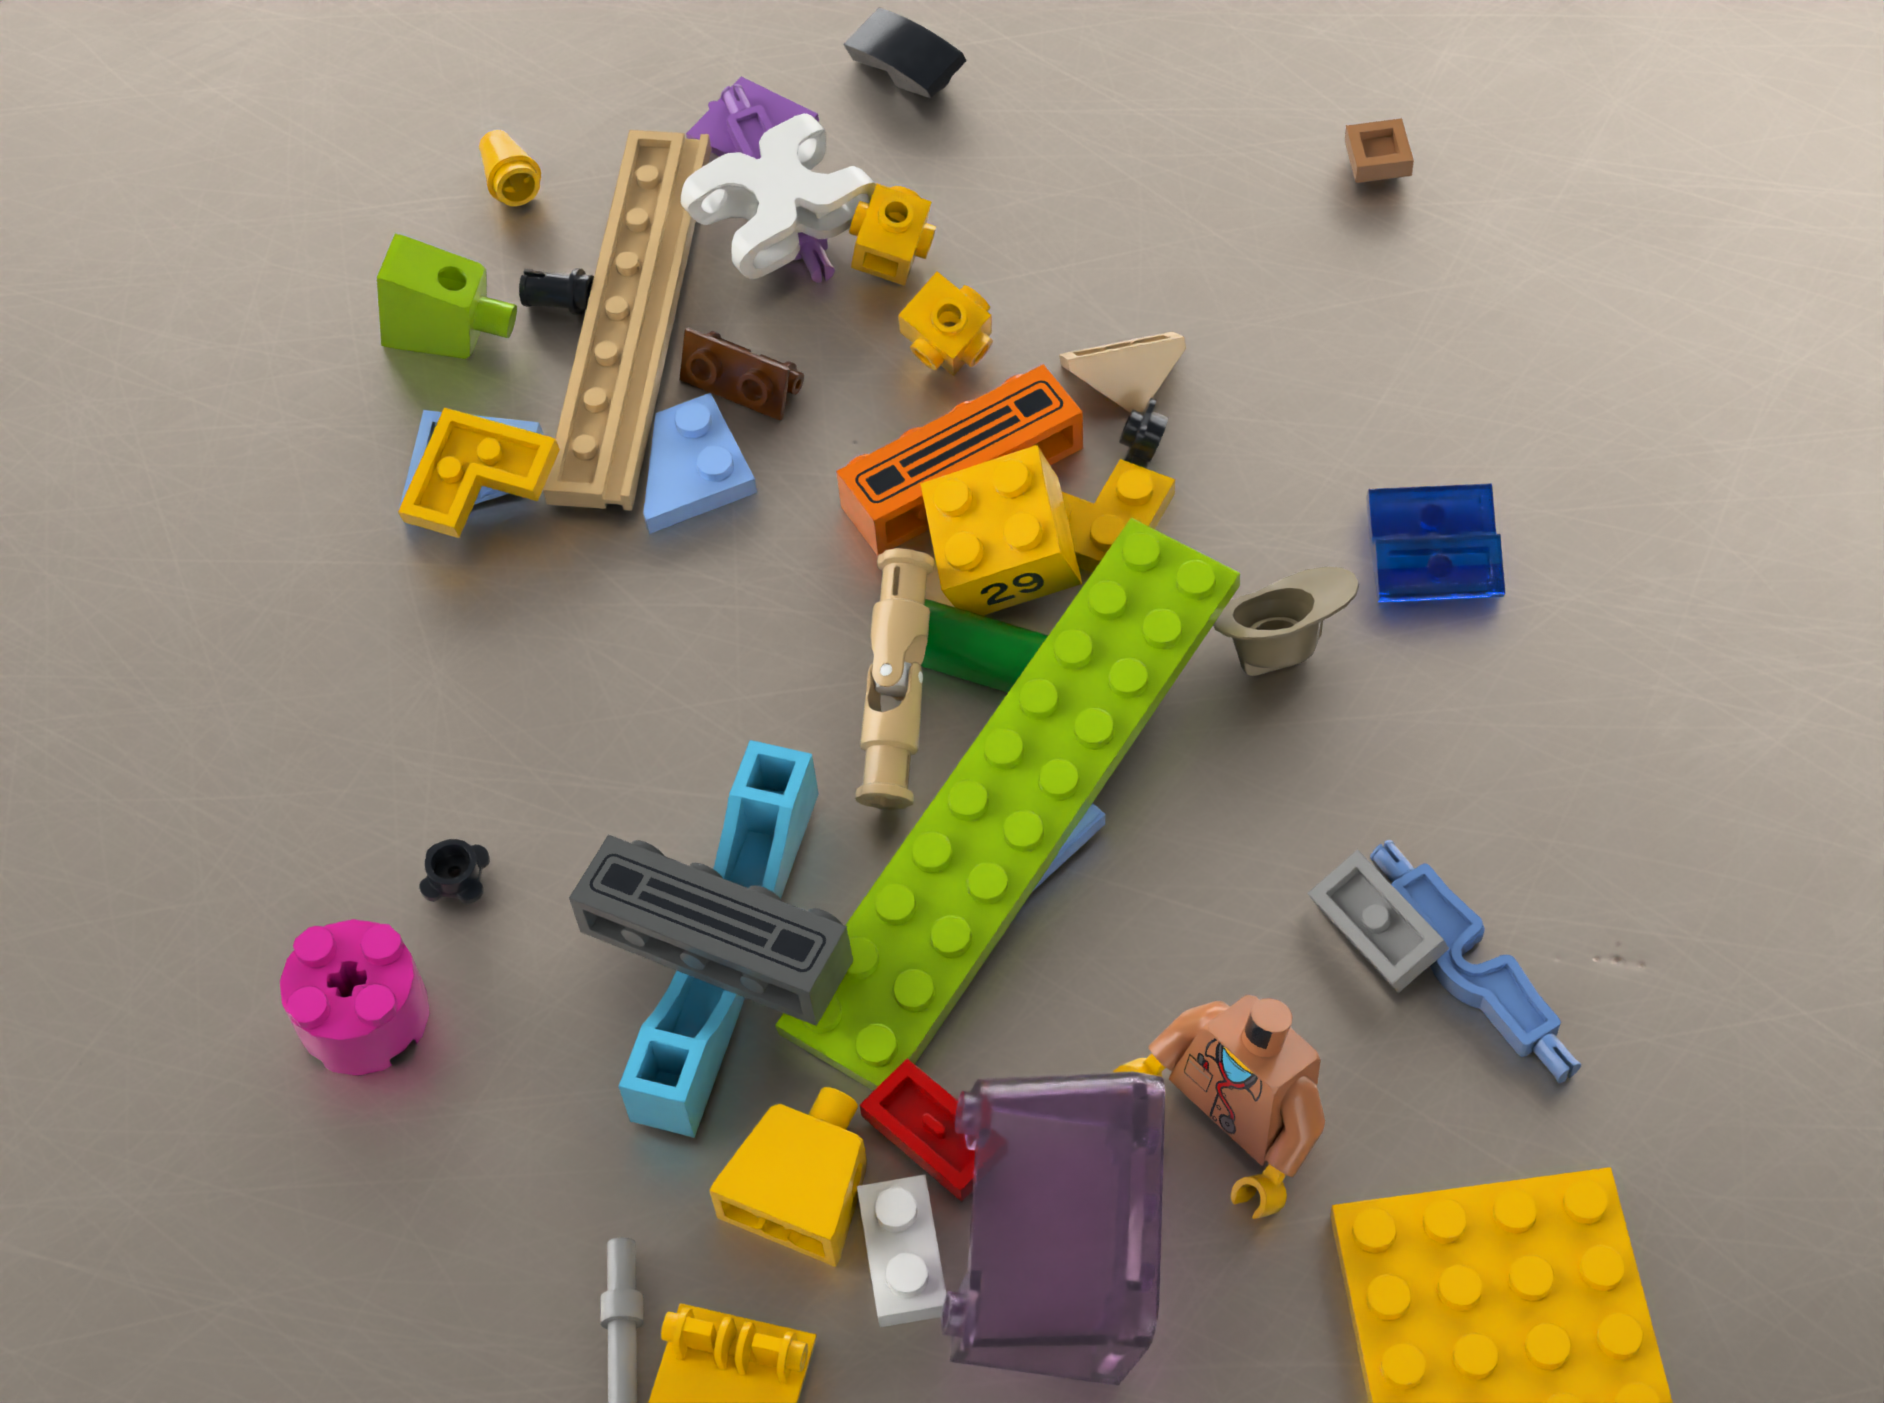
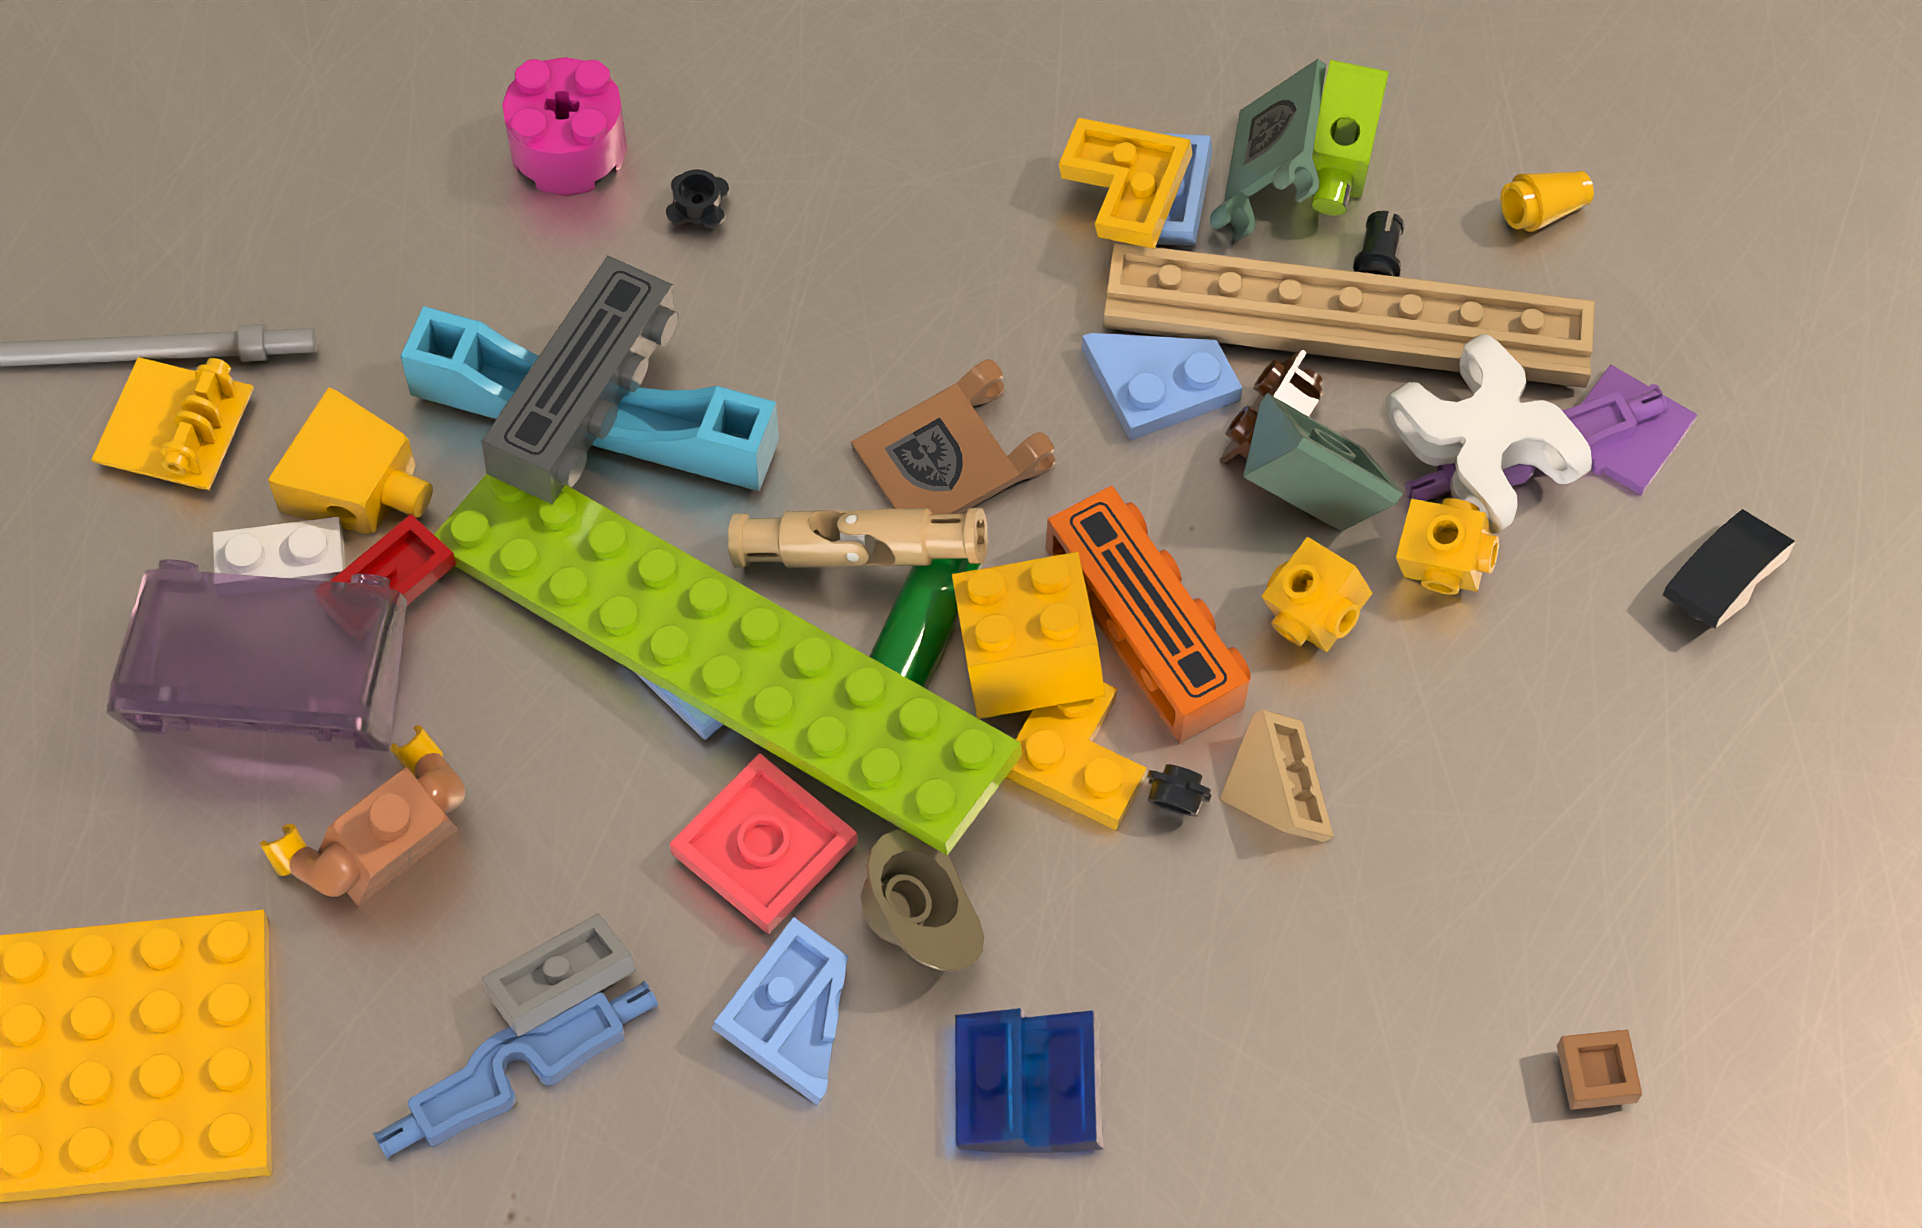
camera: 85 degrees right, 5 degrees up
(437, 355) = (1273, 146): none -> sand green flag
(779, 640) = (944, 452): none -> medium nougat flag
(814, 320) = (1316, 467): none -> sand green slope
(1220, 758) = (763, 843): none -> coral plate
(1387, 726) = (790, 1009): none -> light blue wing

